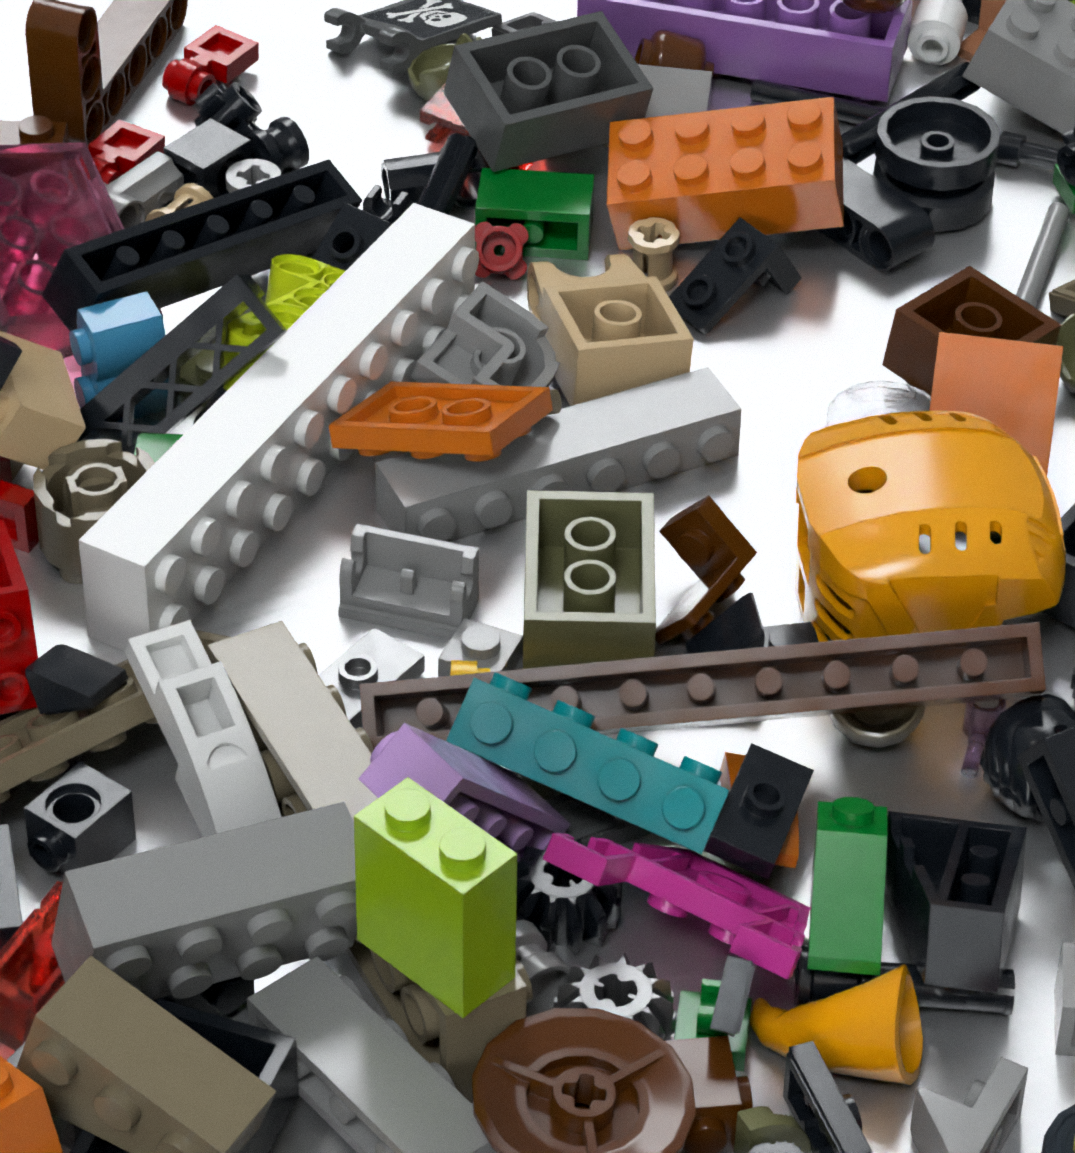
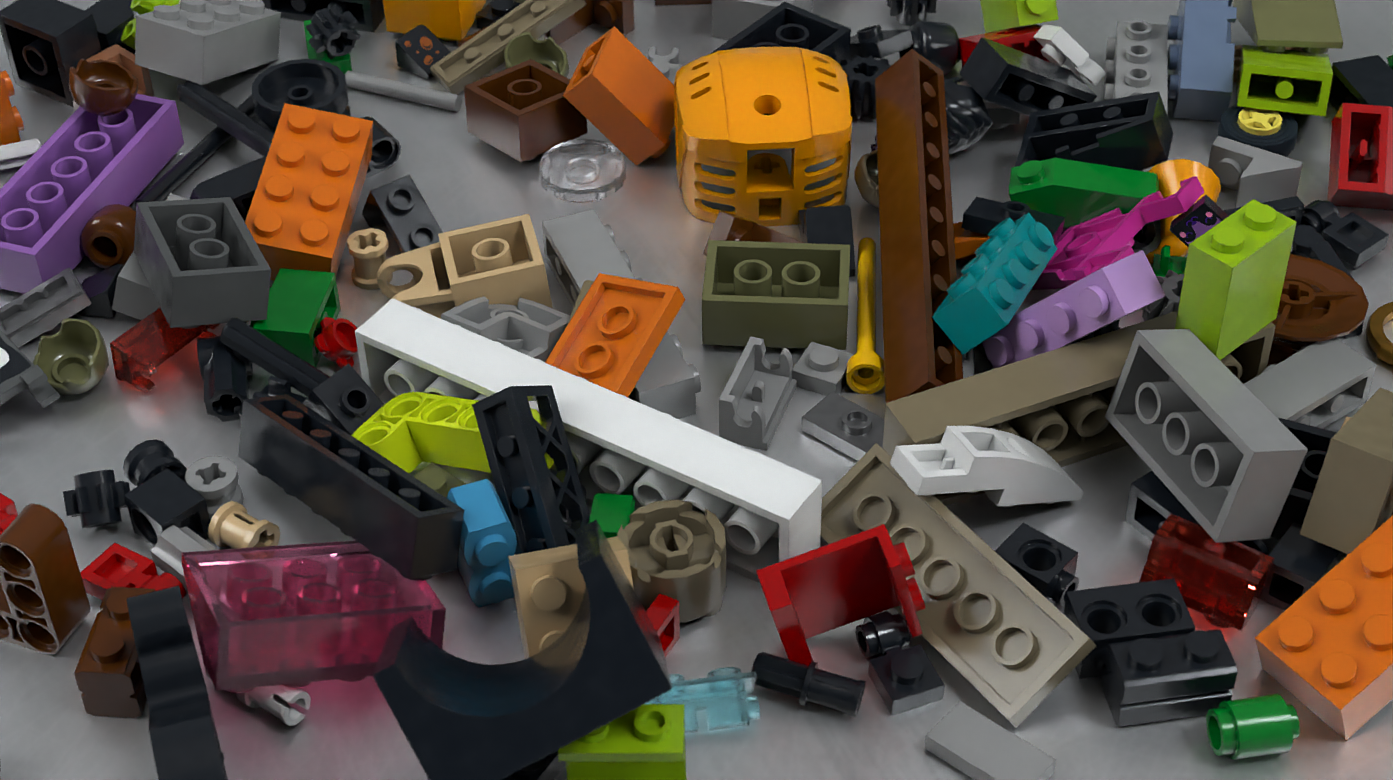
camera: 85 degrees left, 0 degrees up
(71, 680) = (923, 546): black slope -> none

